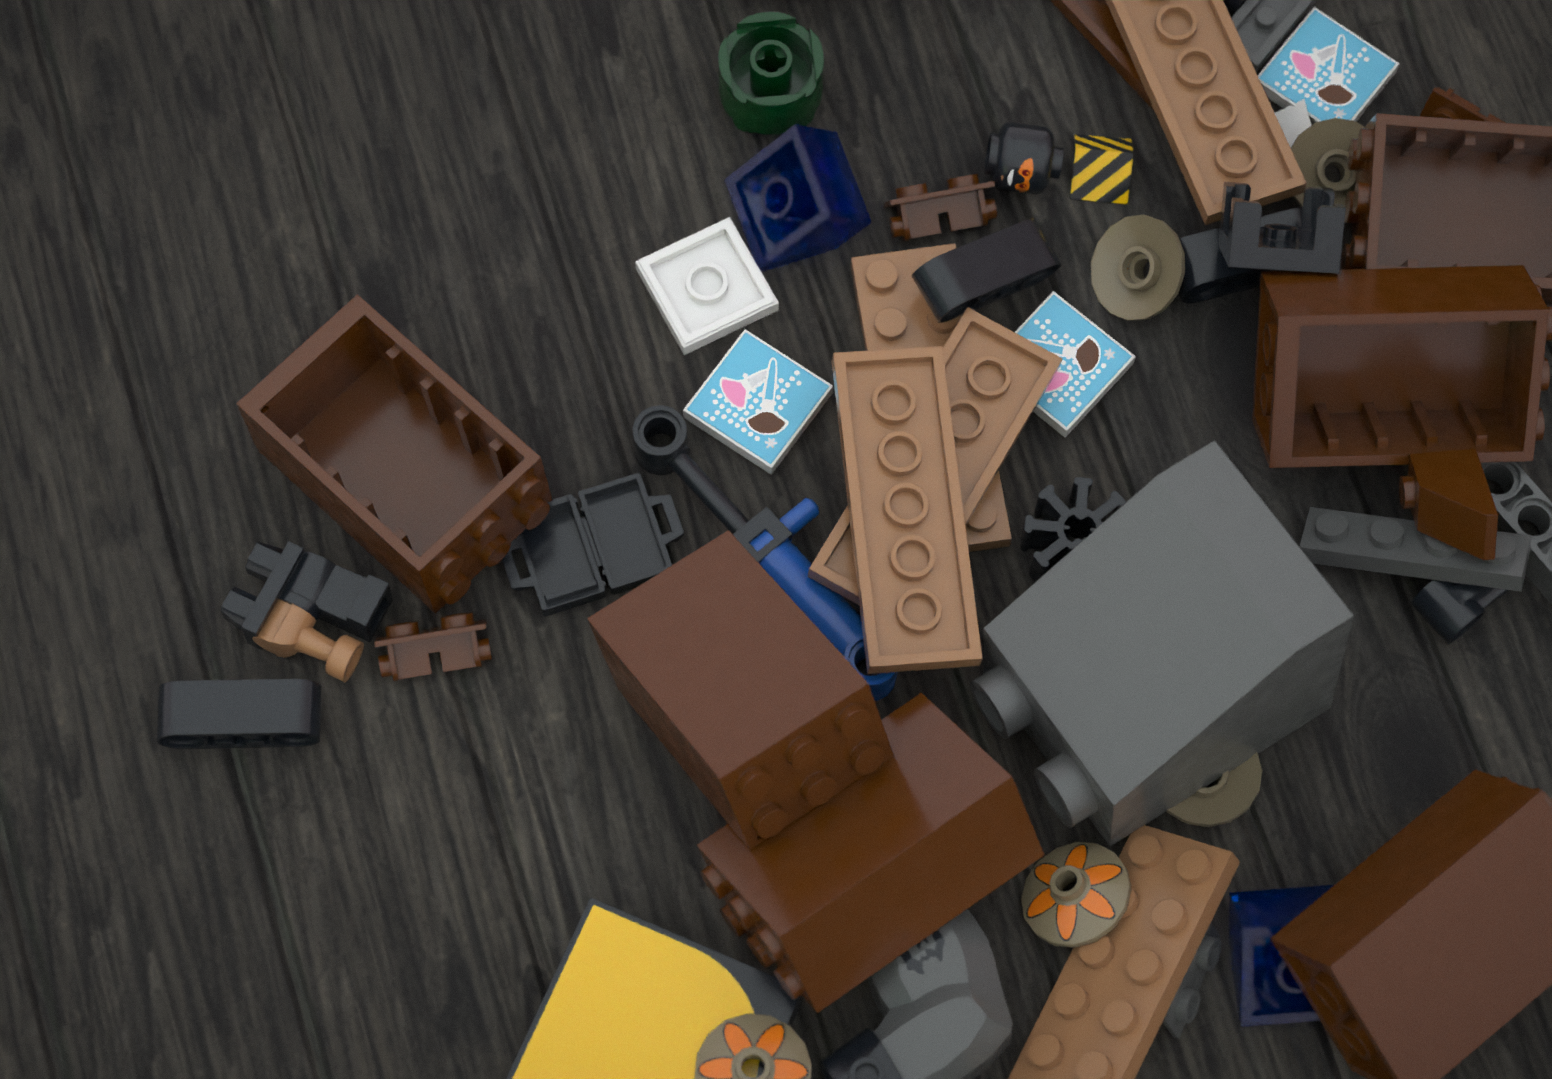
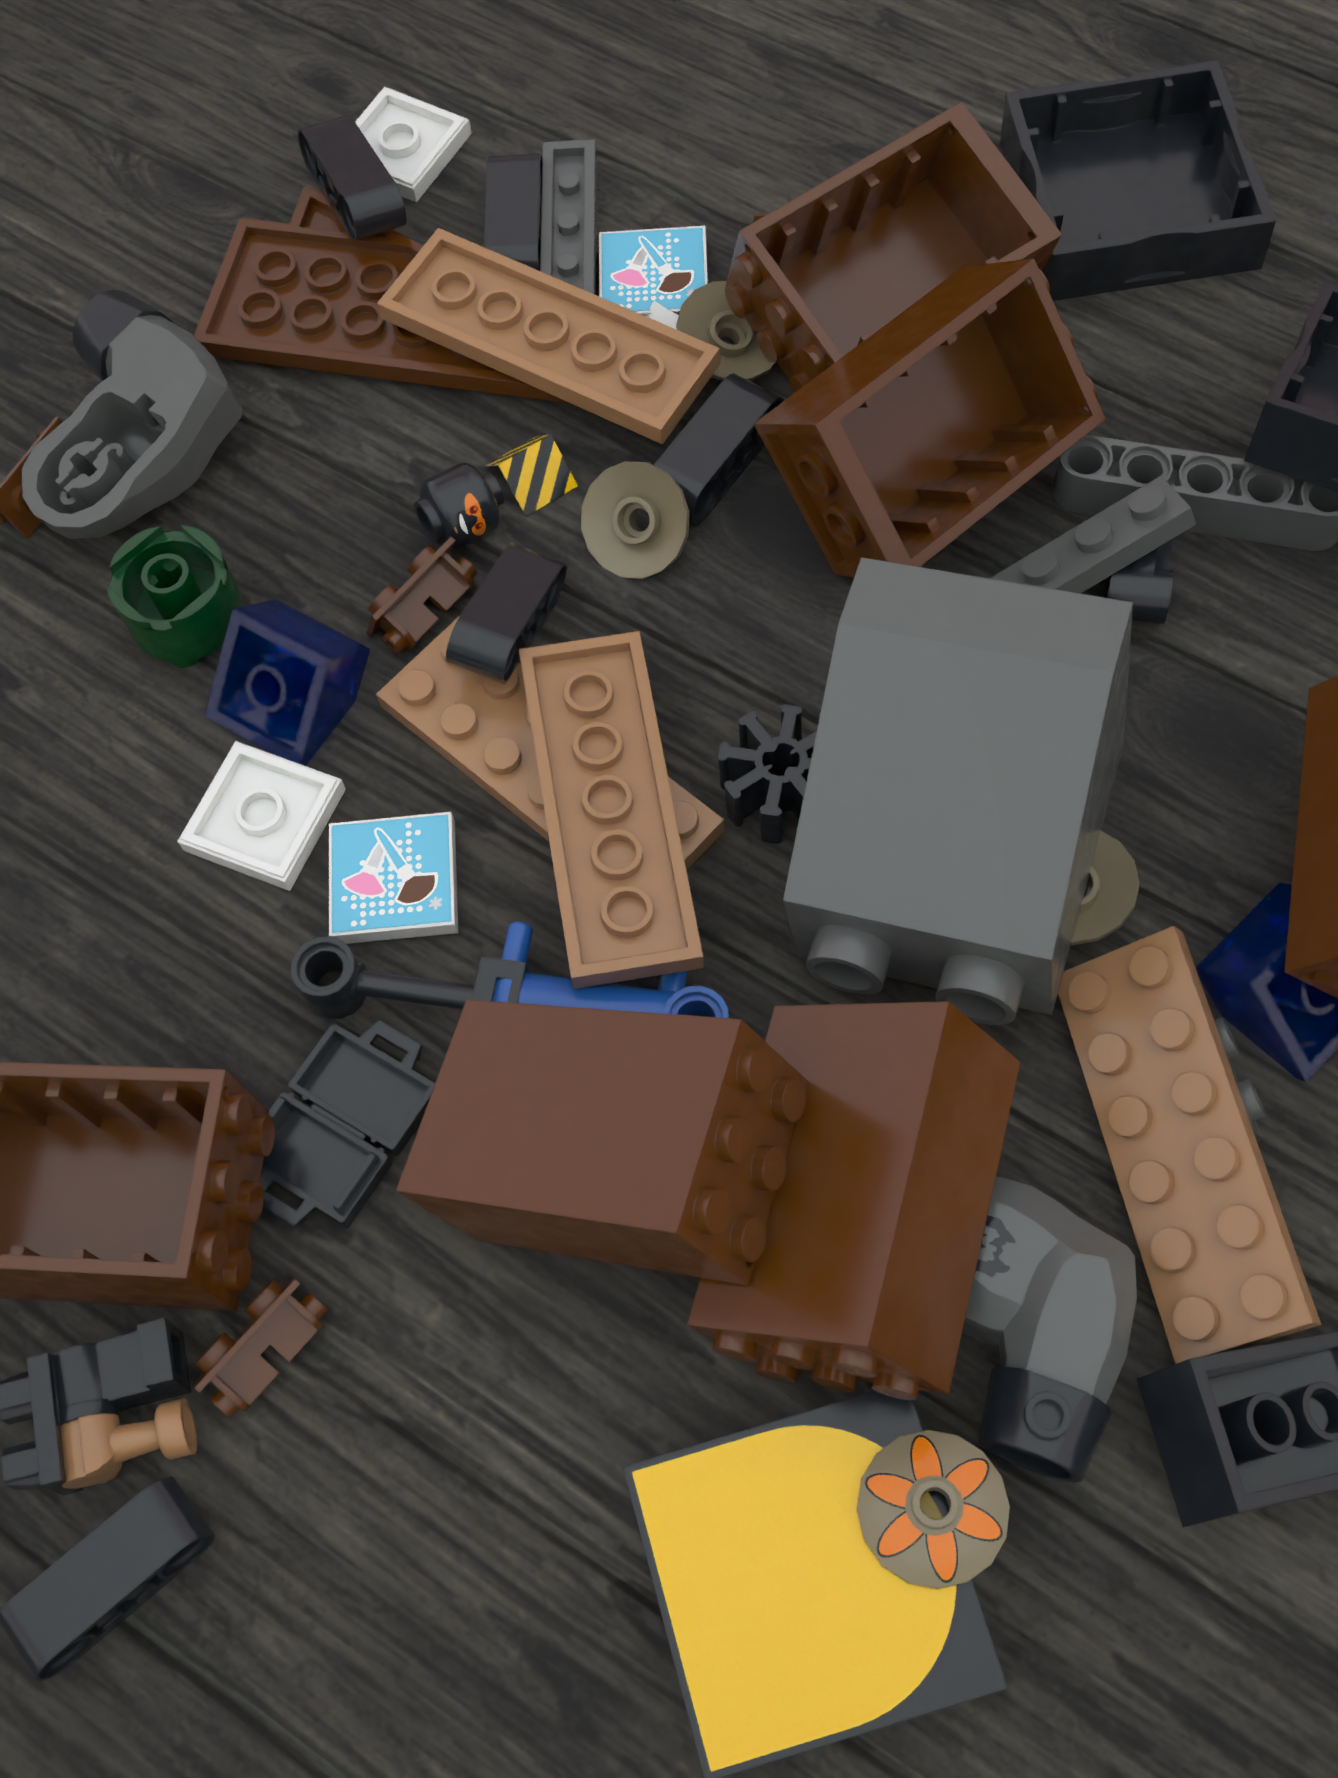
camera: 30 degrees left, 5 degrees down
(905, 510) = (620, 857): medium nougat plate -> none
(1089, 362) = (665, 630): tile -> none
(1089, 907) = (1091, 1086): dark tan dish -> none
(1281, 246) = (709, 407): black panel -> none
(1451, 500) = (1079, 491): reddish brown slope -> none

